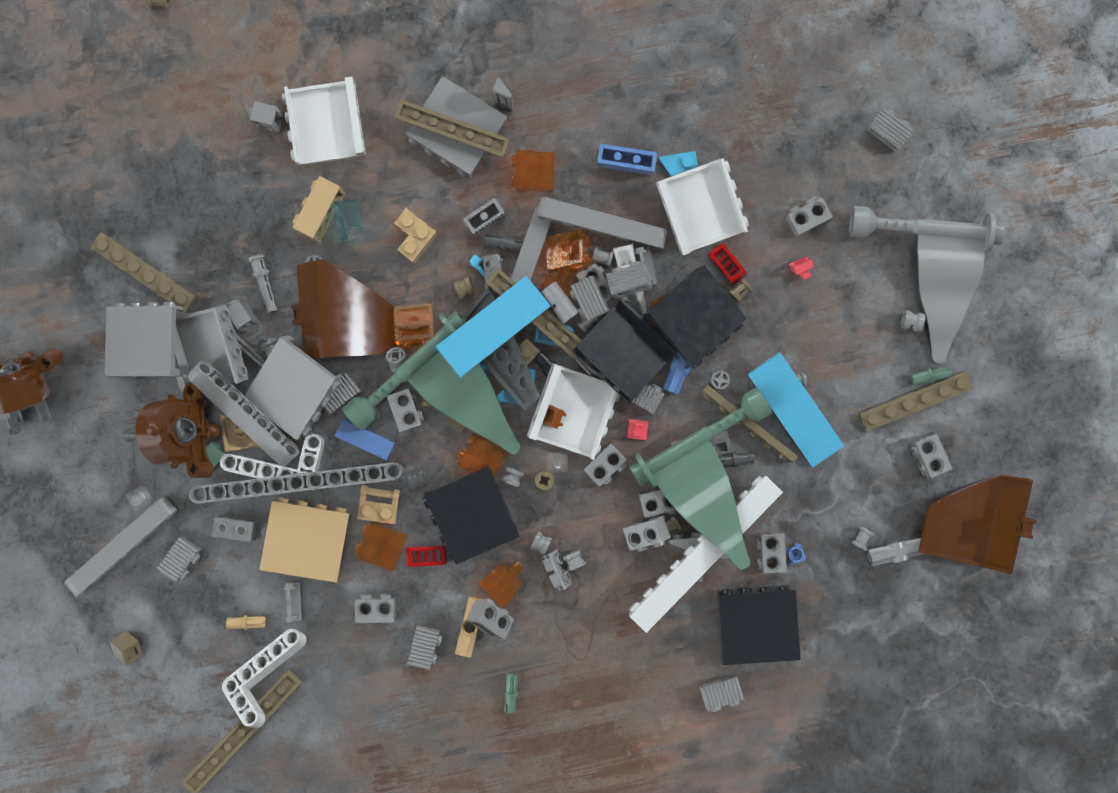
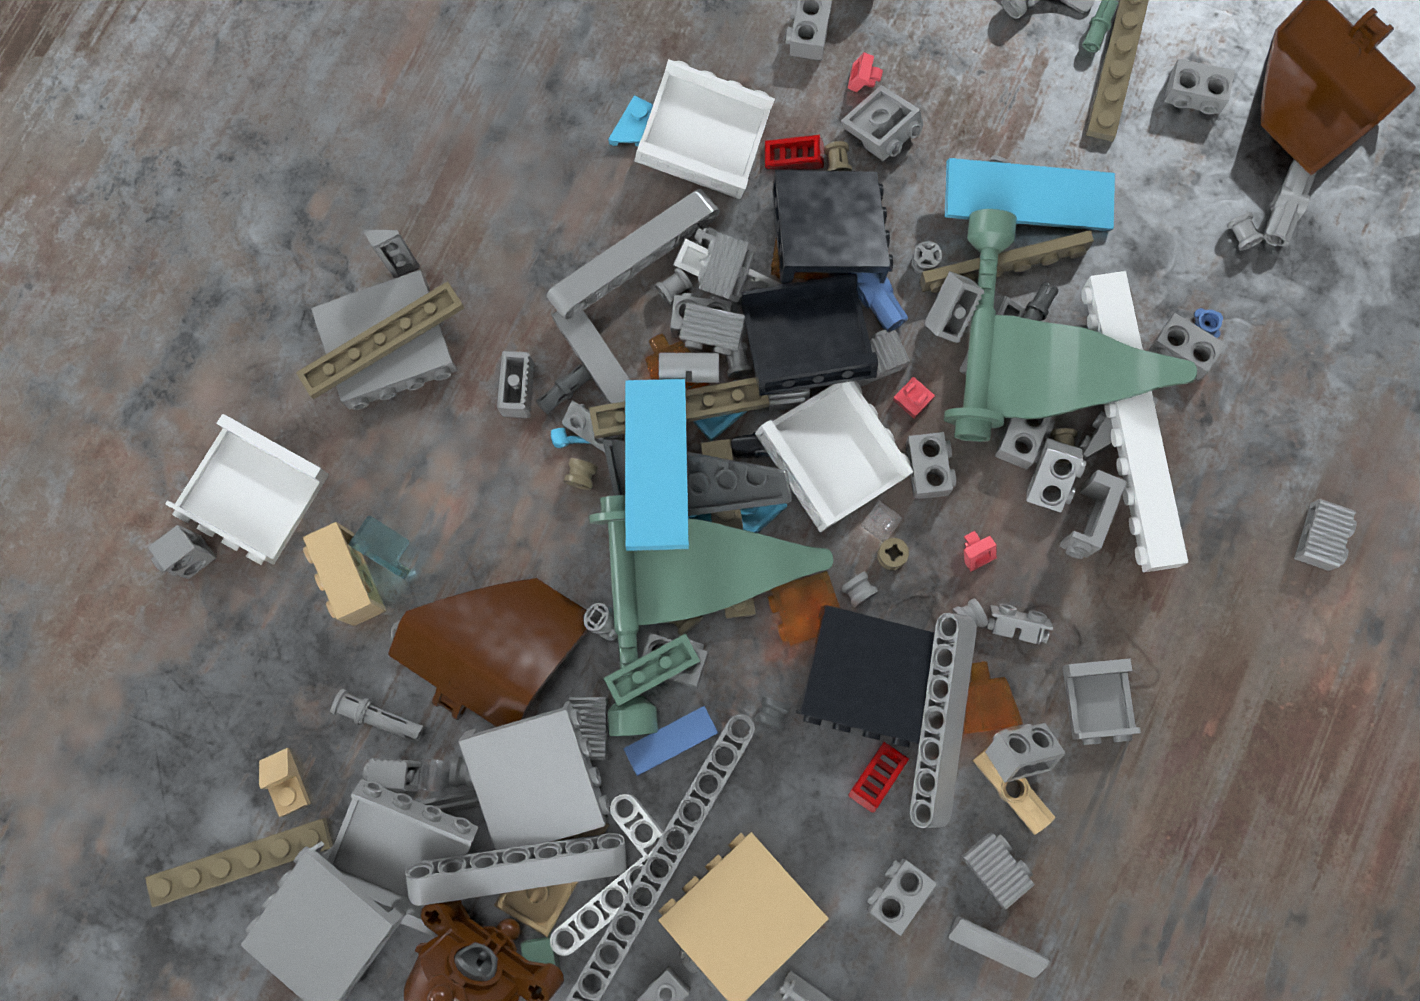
camera: 45 degrees left, 10 degrees down
(197, 261) = (282, 779): none -> tan slope
(376, 510) = (774, 794): tan plate -> none
(381, 545) = (823, 824): clear orange plate -> none
(387, 673) = (997, 947): none -> light grey slope
(388, 404) = (651, 669): none -> sand green plate
(413, 325) = (577, 568): clear orange plate -> none
(419, 235) = (472, 478): tan brick -> none
(476, 567) = (942, 736): none -> light grey beam
(511, 693) = (1139, 802): sand green axle -> none
(533, 170) = (508, 291): clear orange plate -> none
(547, 639) = (1100, 701): none -> light grey panel
(553, 416) = (824, 477): dark orange tile -> none
(568, 252) = (636, 317): clear orange plate -> none
(574, 560) = (1022, 592): light grey wheel -> none
(578, 523) = (978, 551): none -> coral tile
(626, 159) = (581, 173): medium blue brick -> none
(640, 572) = (1107, 492): none -> light grey panel
(699, 415) = (953, 307): none -> light grey brick
(758, 625) = (1270, 427): black panel -> none
(780, 300) = (884, 122): none -> light grey plate

